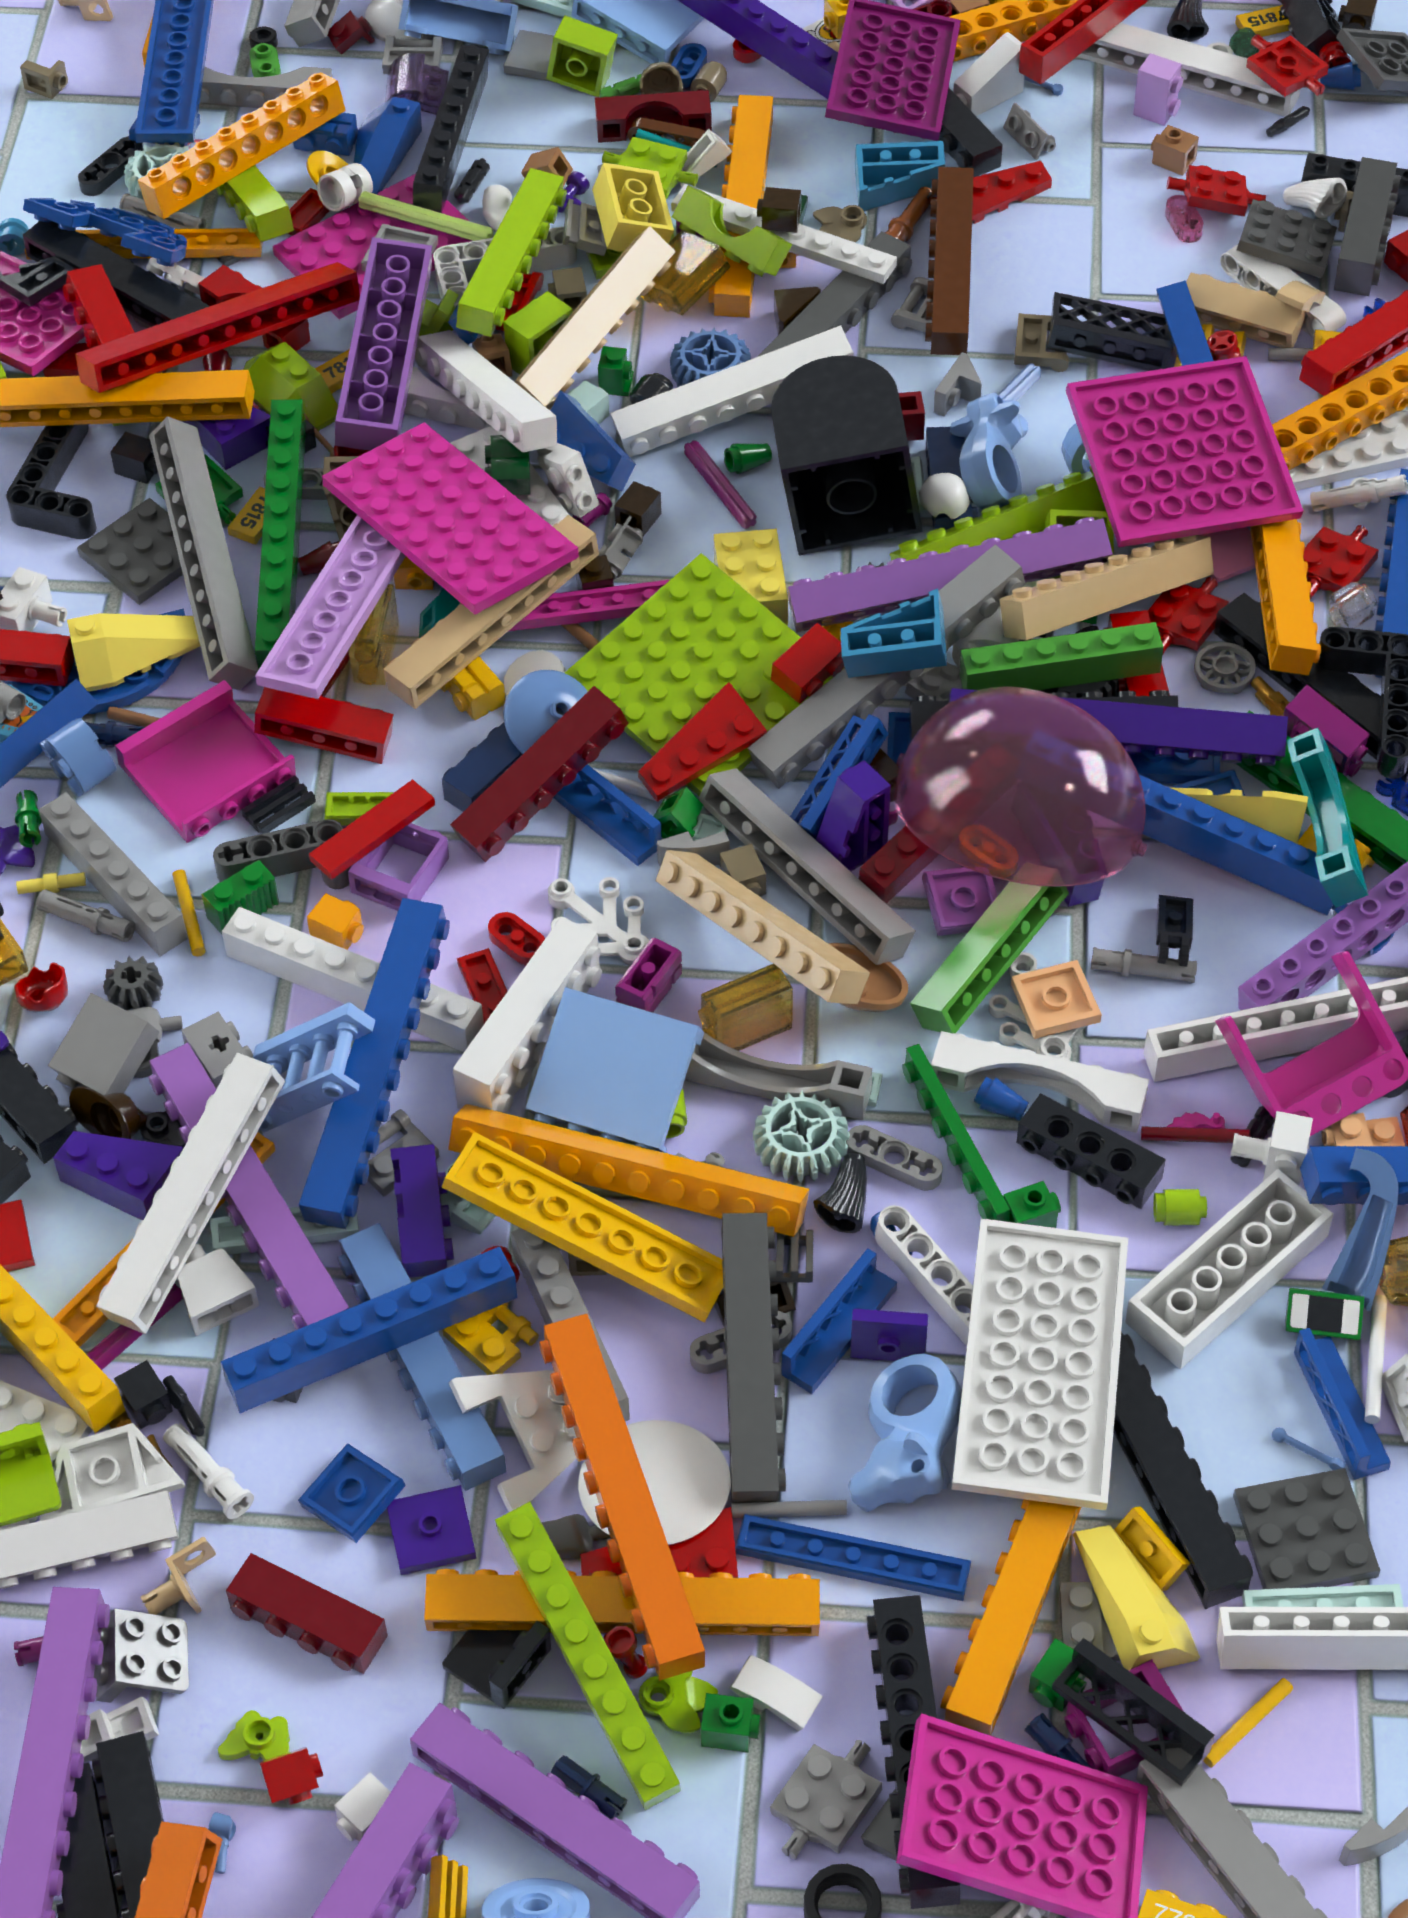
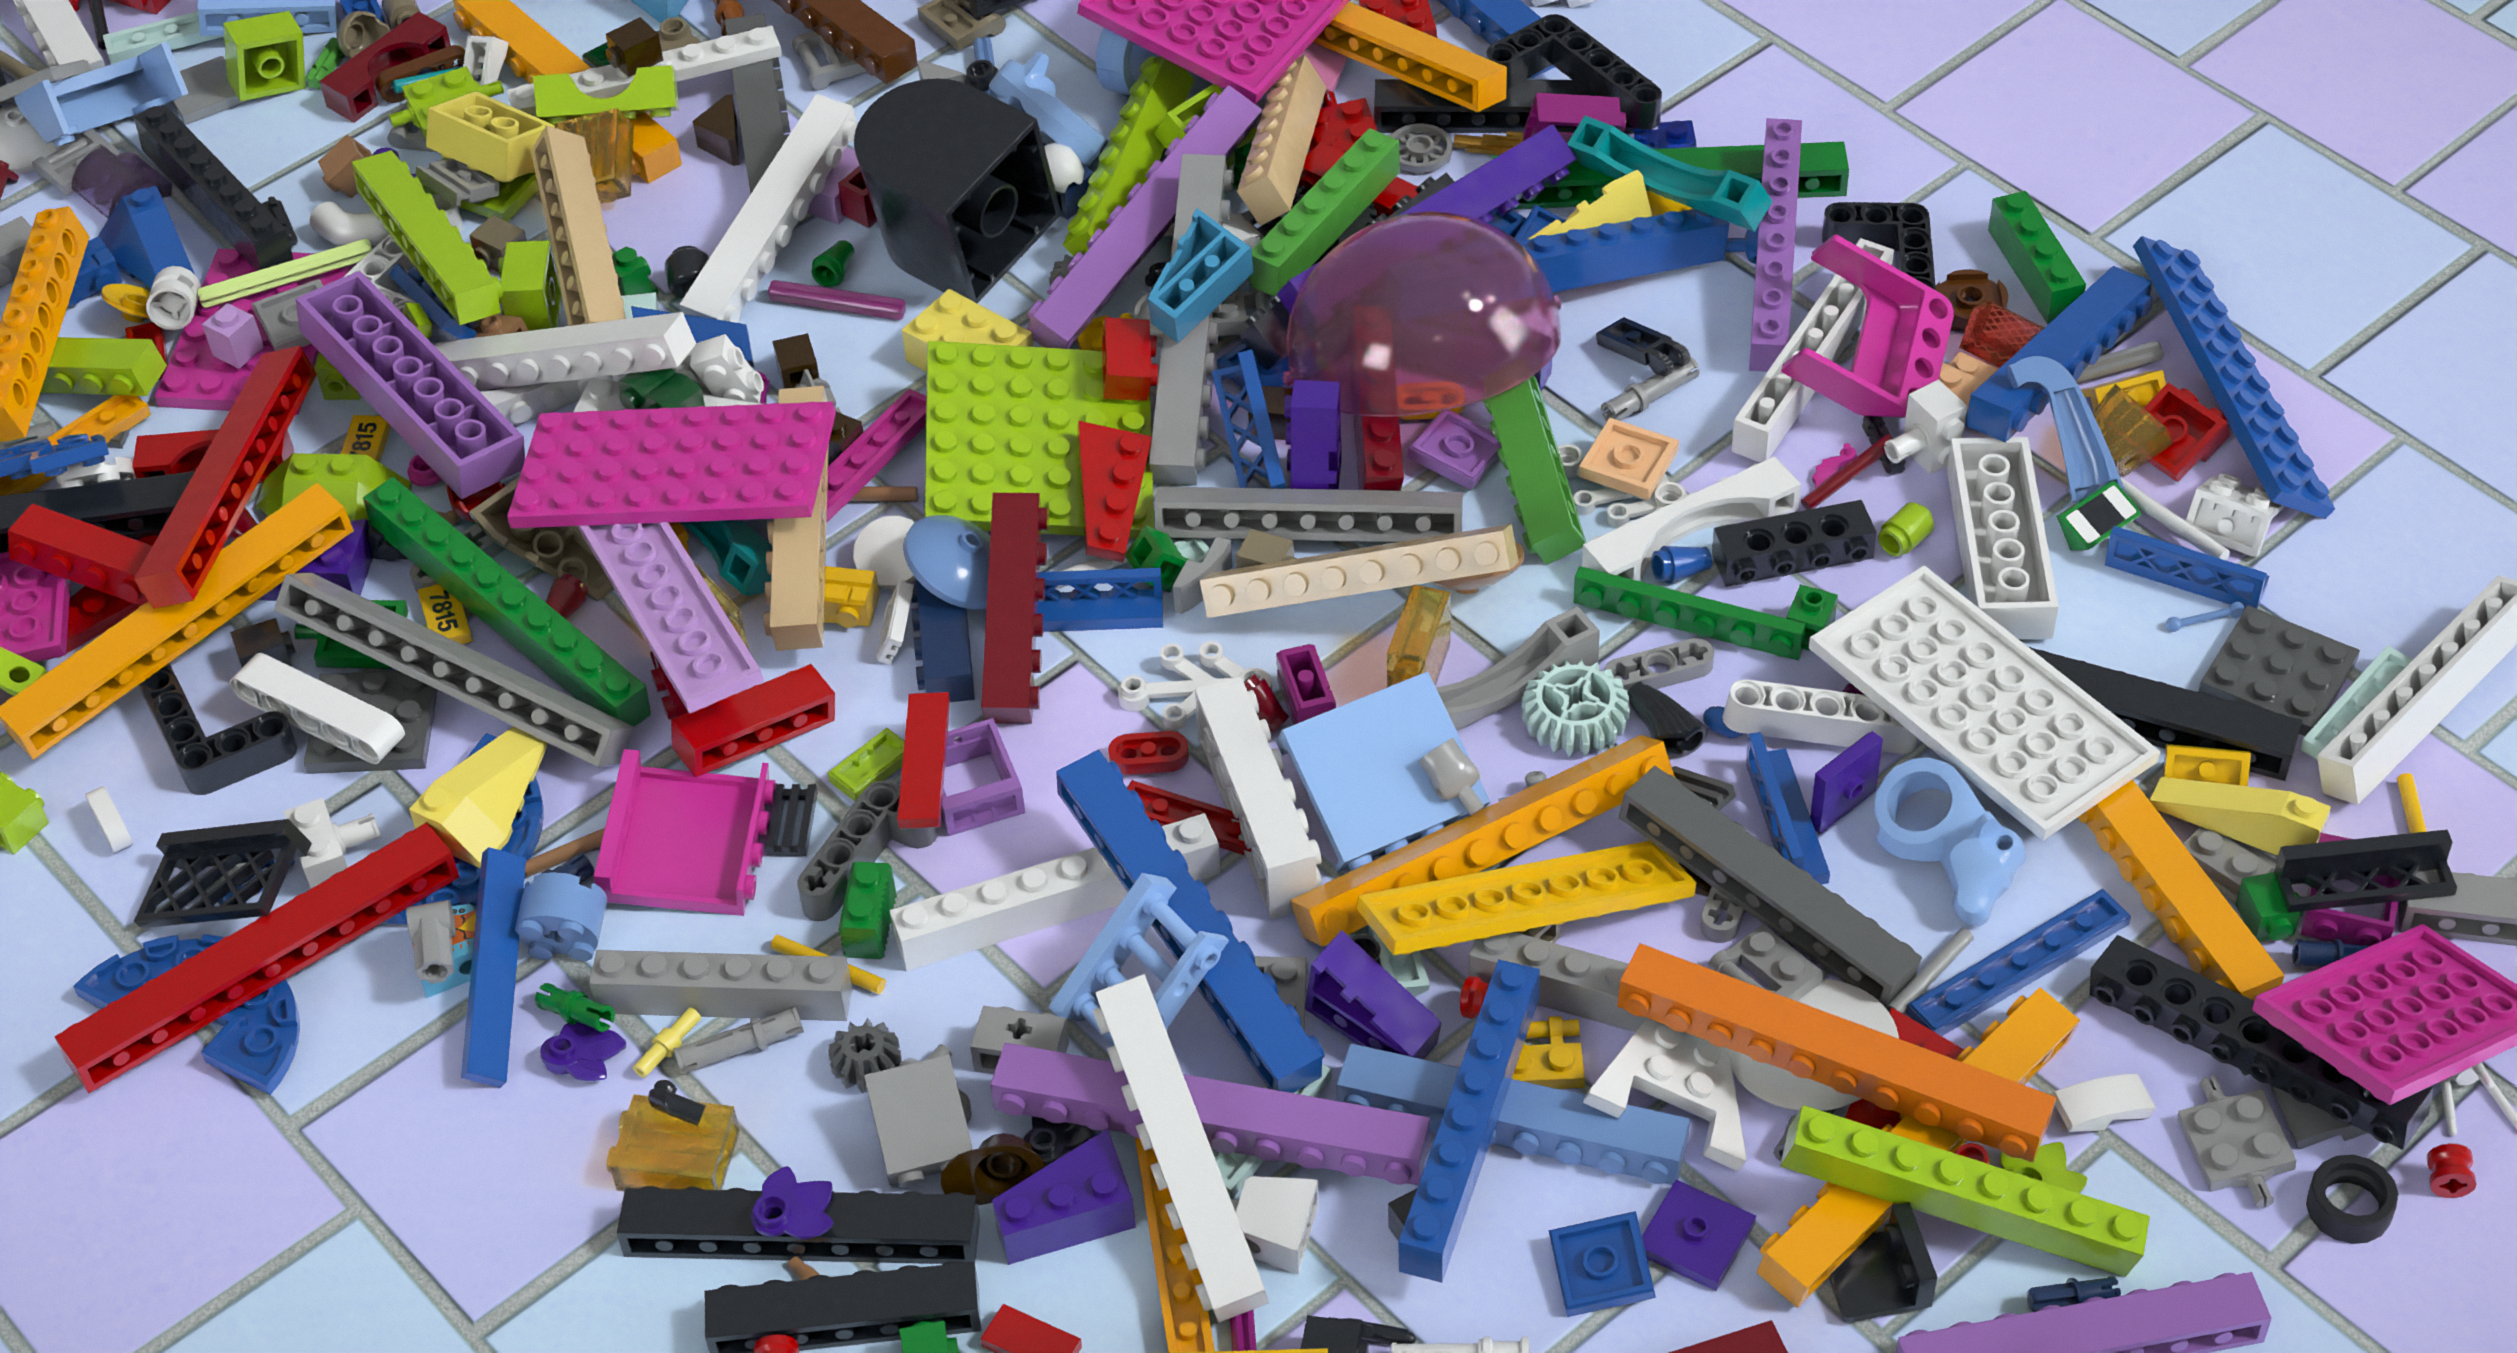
camera: 45 degrees left, 5 degrees down
(42, 989) = (787, 1124): red hair -> none
(110, 517) = (317, 708): none -> white beam
(335, 921) = (978, 858): light orange brick -> none
(343, 237) = (233, 335): none -> lavender brick
(477, 730) = (895, 622): none -> white tile
(615, 960) = (1268, 704): none -> dark red cone
(645, 1108) = (1452, 775): none -> light grey piece
(699, 1415) = (1771, 961): none -> light grey plate
(706, 354) = (700, 212): medium blue gear -> none
(729, 1722) = (2105, 1153): green brick -> none
(993, 386) = (980, 74): none -> black plate
(1352, 605) = (1460, 30): clear head -> none

